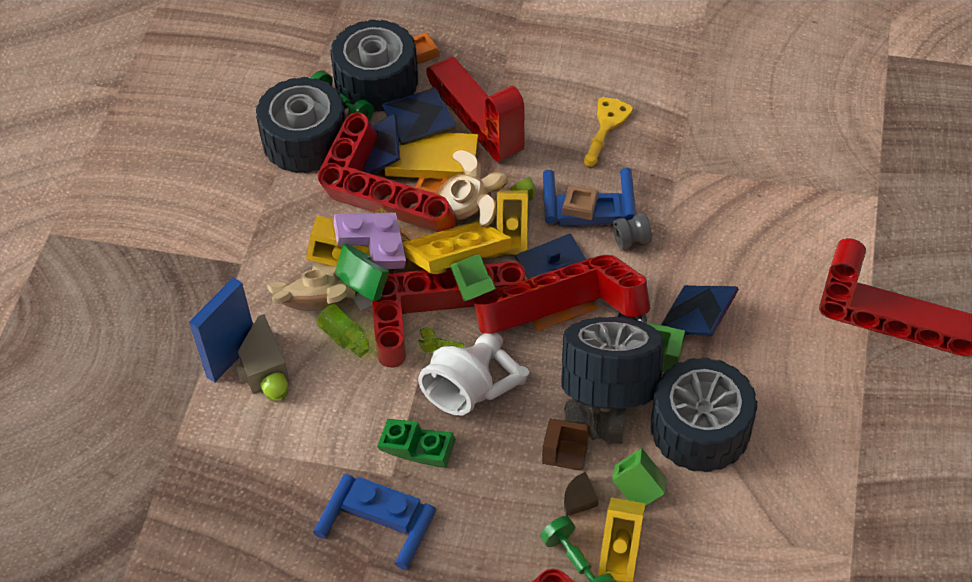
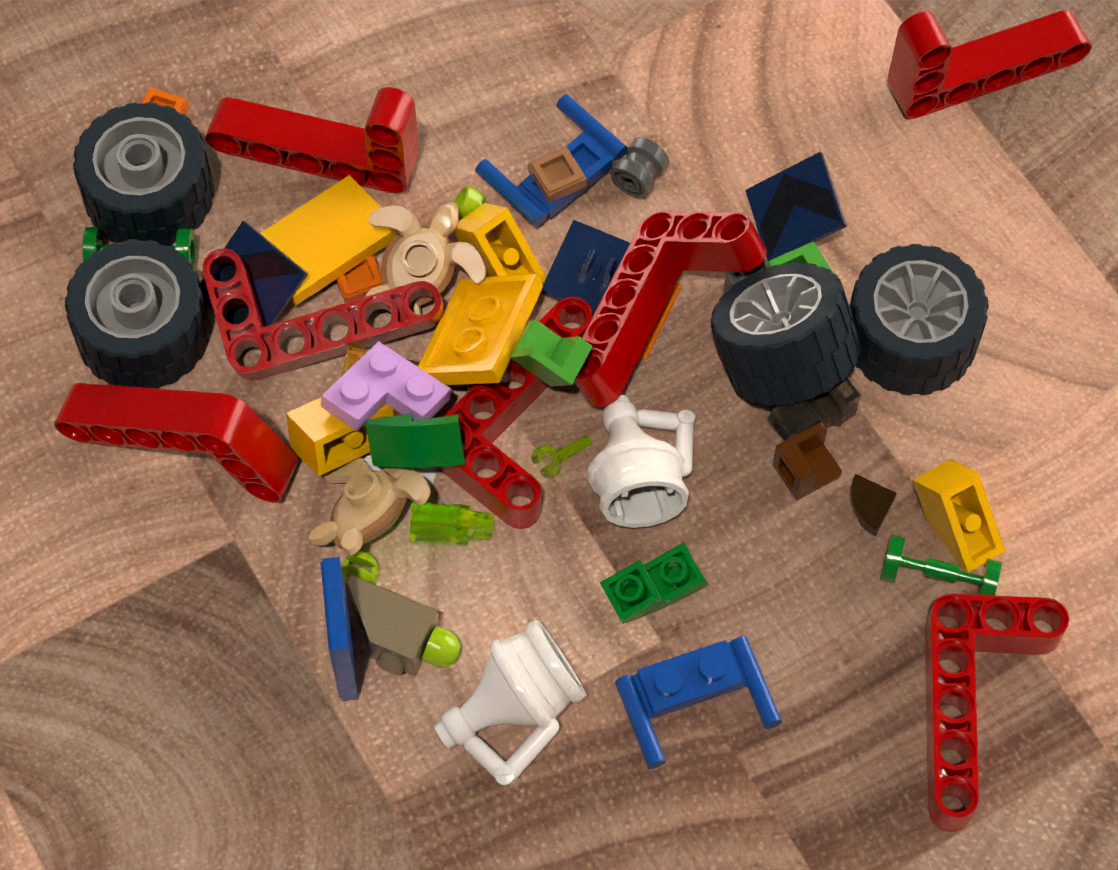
camera: 45 degrees left, 10 degrees up
(268, 191) = (182, 423): none -> red beam
(275, 325) = (362, 558): none -> lime hinge
(289, 434) = (521, 685): none -> white piece
(420, 115) = (263, 197): dark blue piece -> none
(606, 124) = (477, 57): yellow piece -> none
(639, 478) = (914, 438): bright green panel -> none

